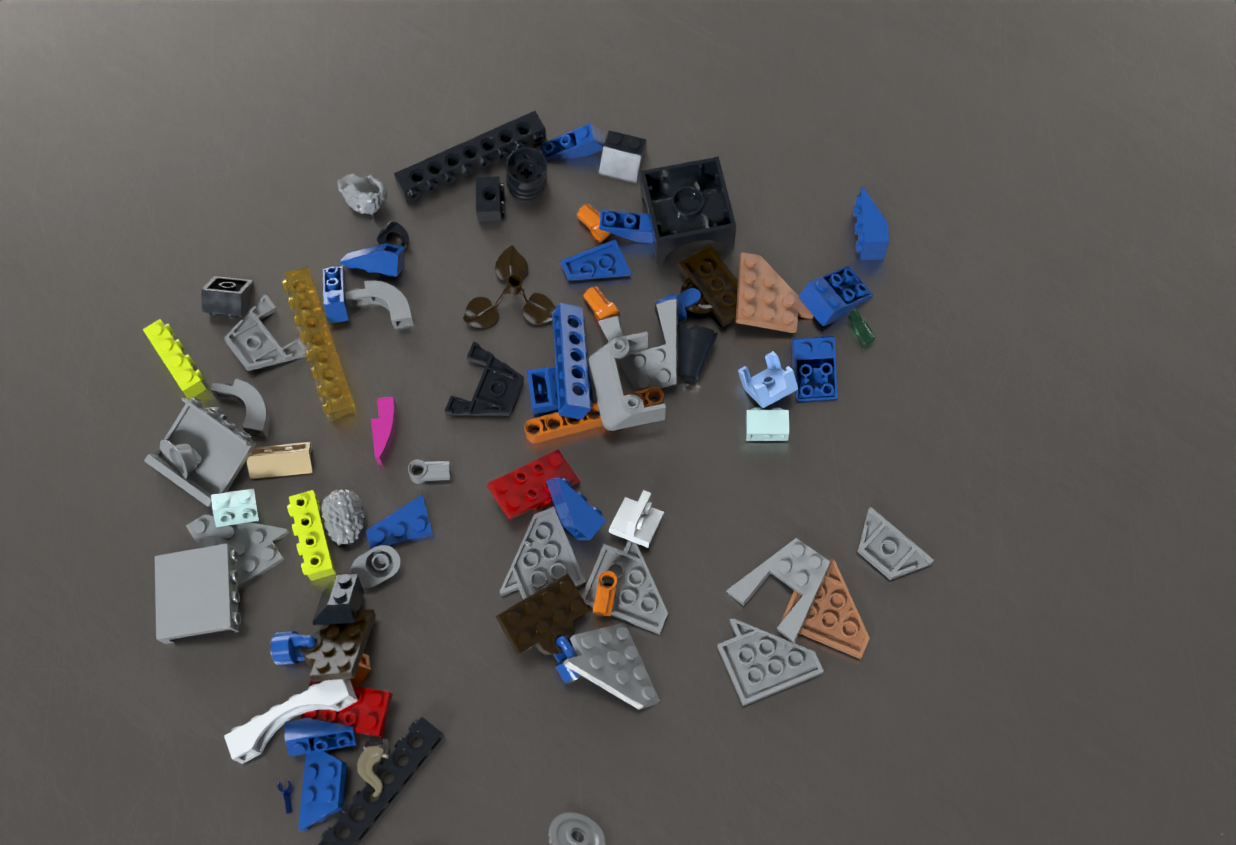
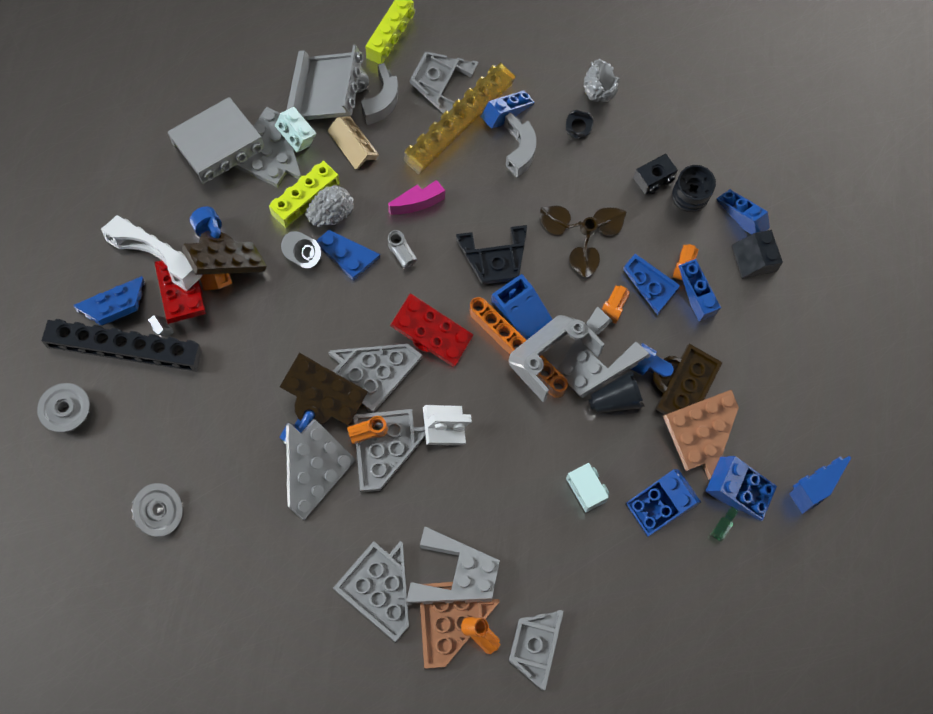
camera: 55 degrees right, 0 degrees up
(180, 457) = (315, 74): light grey piece -> none
(226, 296) = (460, 36): black slope -> none
(286, 794) = (102, 283): clear blue hand -> none
(313, 735) = (146, 276): blue slope -> none
(340, 601) = (260, 240): black slope -> none
(365, 766) = (139, 323): dark tan piece -> none
(380, 258) = (554, 123): blue slope -> none
(475, 147) = (693, 141): black brick -> none
(571, 361) = (510, 321): blue brick -> none
(574, 511) = (419, 377): blue slope -> none
(687, 205) = (741, 322): black piece -> none
(769, 384) = (624, 471): light blue panel -> none
(856, 588) = (479, 631): none -> orange piece

